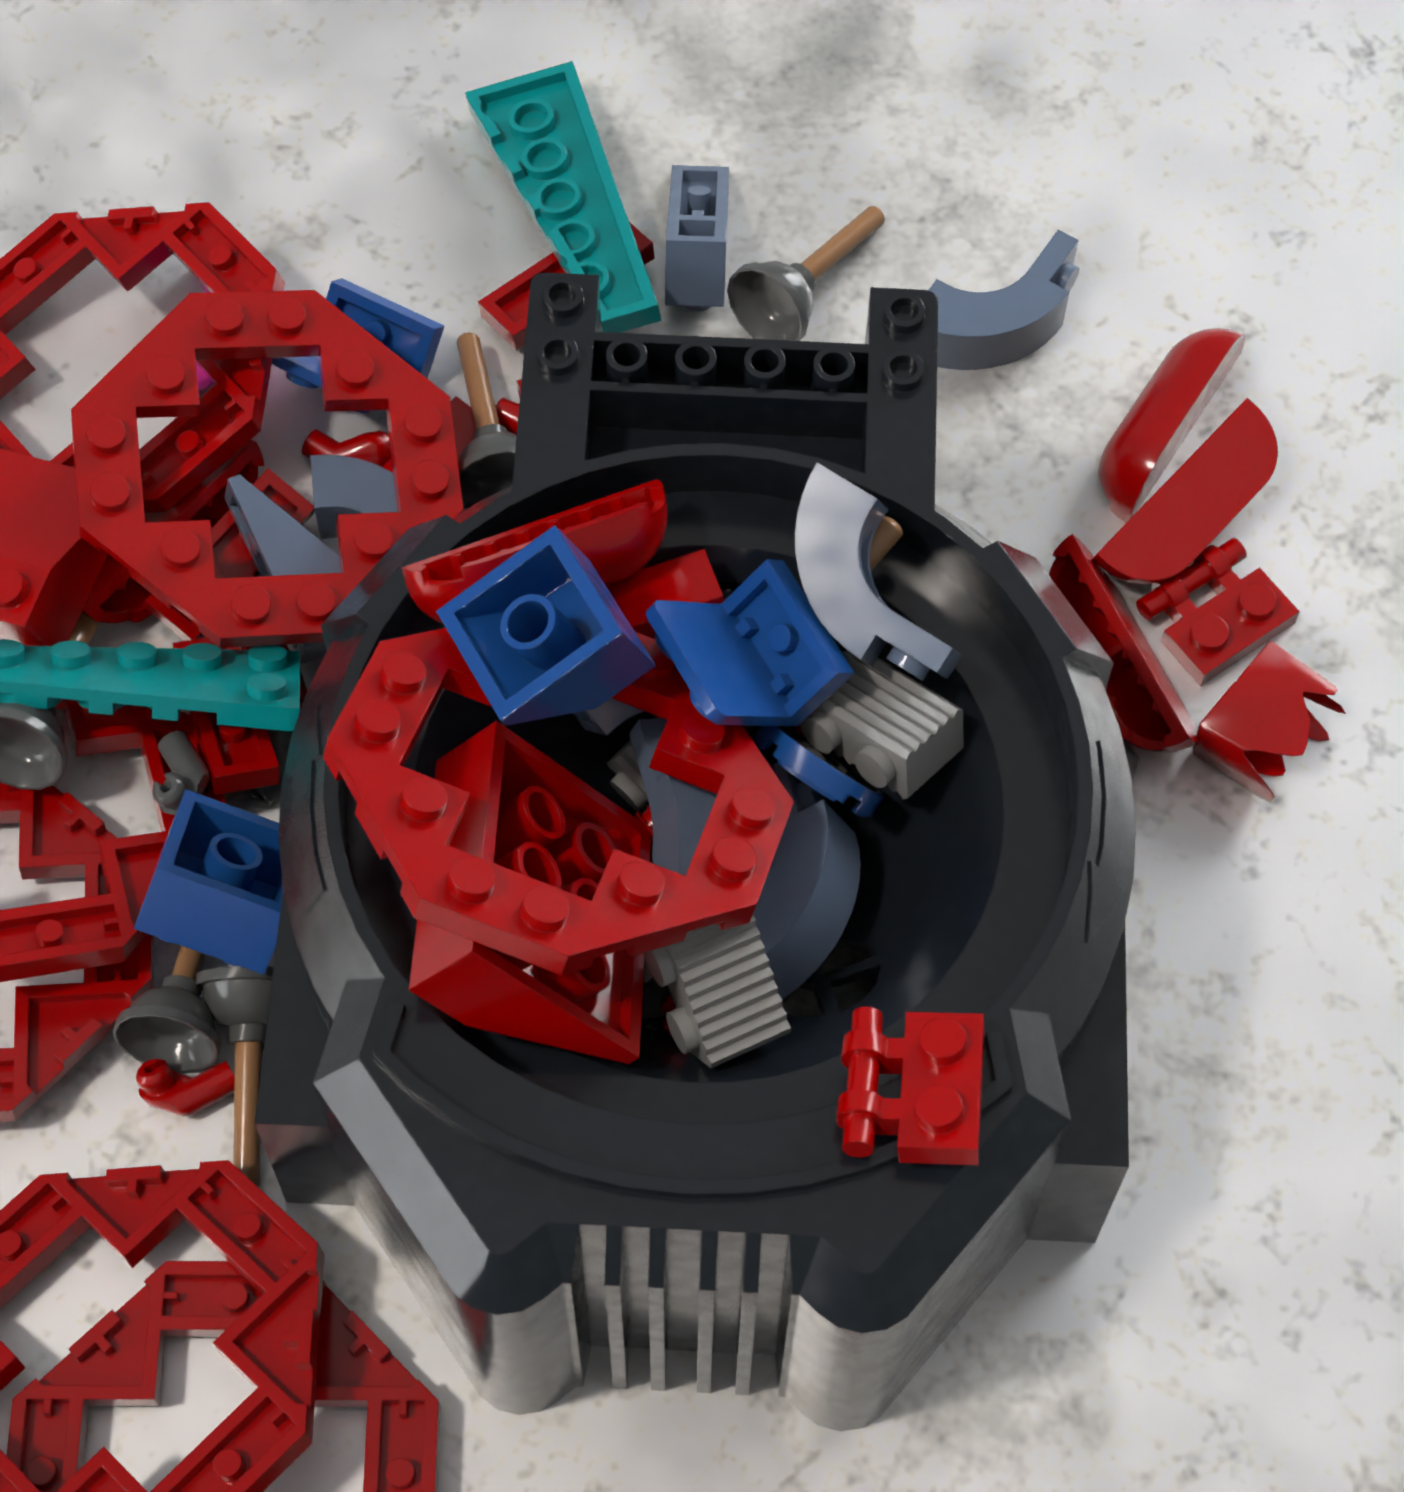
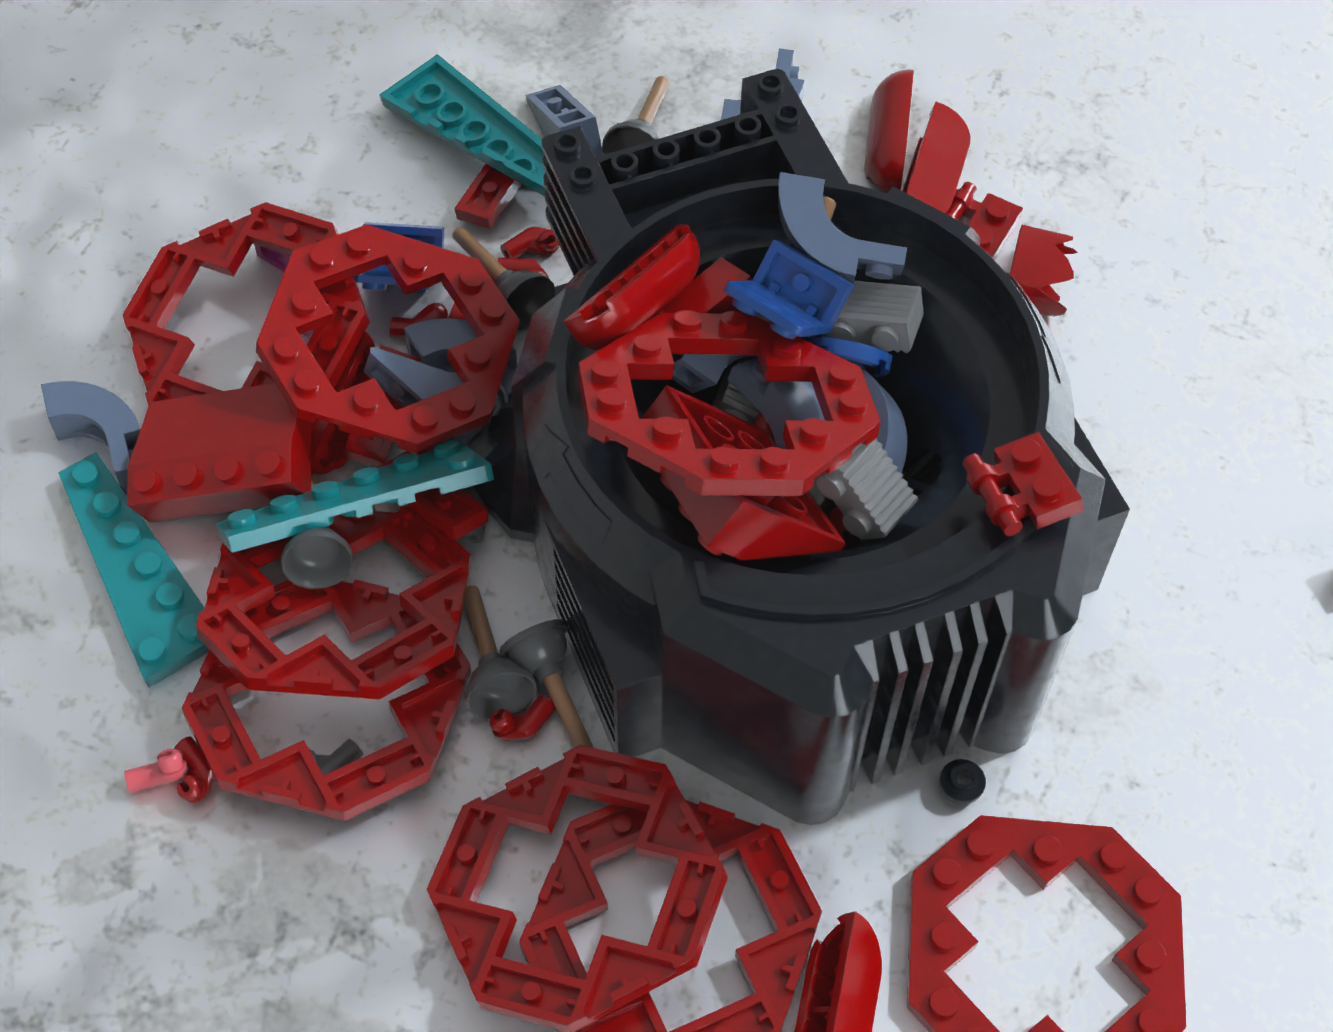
camera: 25 degrees left, 5 degrees down
(187, 771) = (431, 536): dark grey arm -> none
(217, 884) = (499, 579): blue brick -> none
(545, 634) = (678, 318): blue slope -> none
(734, 1466) = (961, 793): none -> black plate

